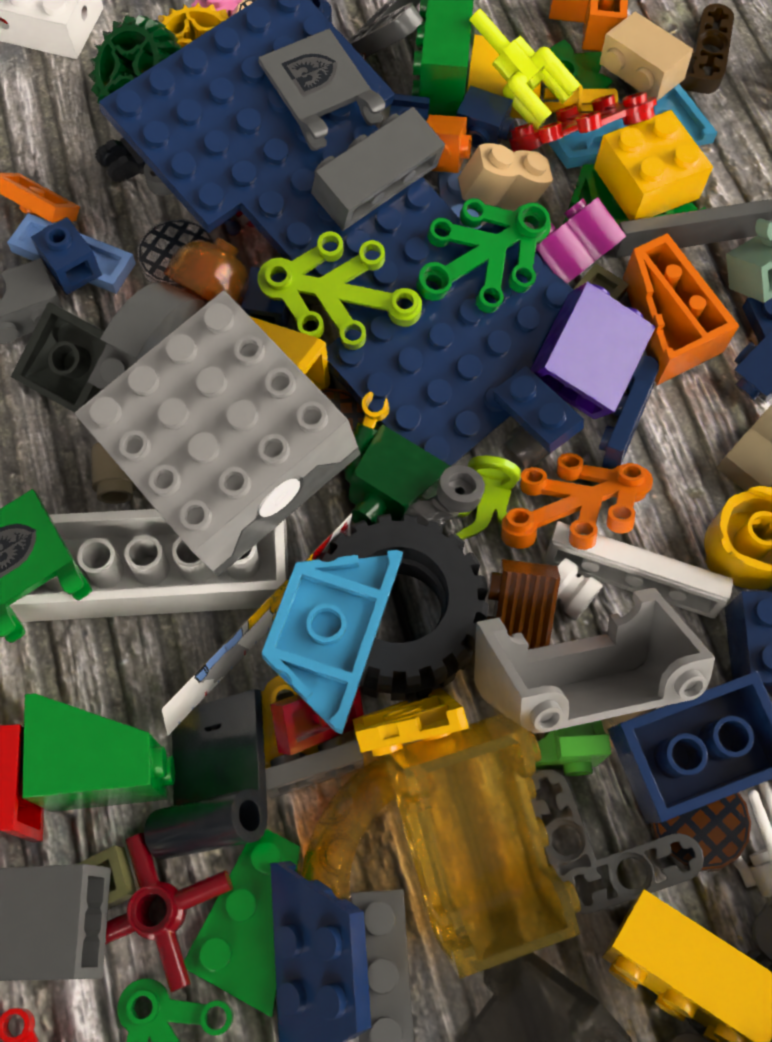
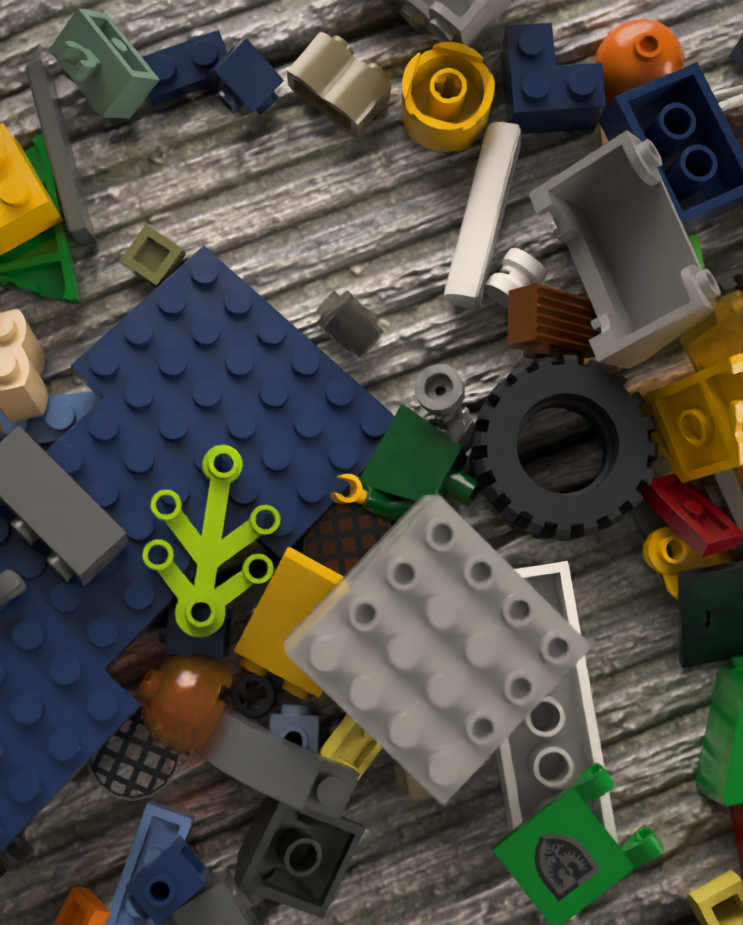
camera: 90 degrees left, 15 degrees up
(234, 648) = (607, 585): sticker -> none
(329, 629) = (621, 504): dark azure wing -> none
(488, 248) = (135, 374): green plant -> none
(499, 479) = (403, 363): lime piece -> none
(538, 409) = (327, 315): dark blue plate -> none
(580, 240) = (97, 279): magenta brick -> none
(592, 350) = (243, 260): brick -> none
(625, 482) = (416, 270): orange plant -> none
(629, 410) = (303, 222): dark blue hinge -> none
(678, 301) = (180, 174): orange wedge -> none

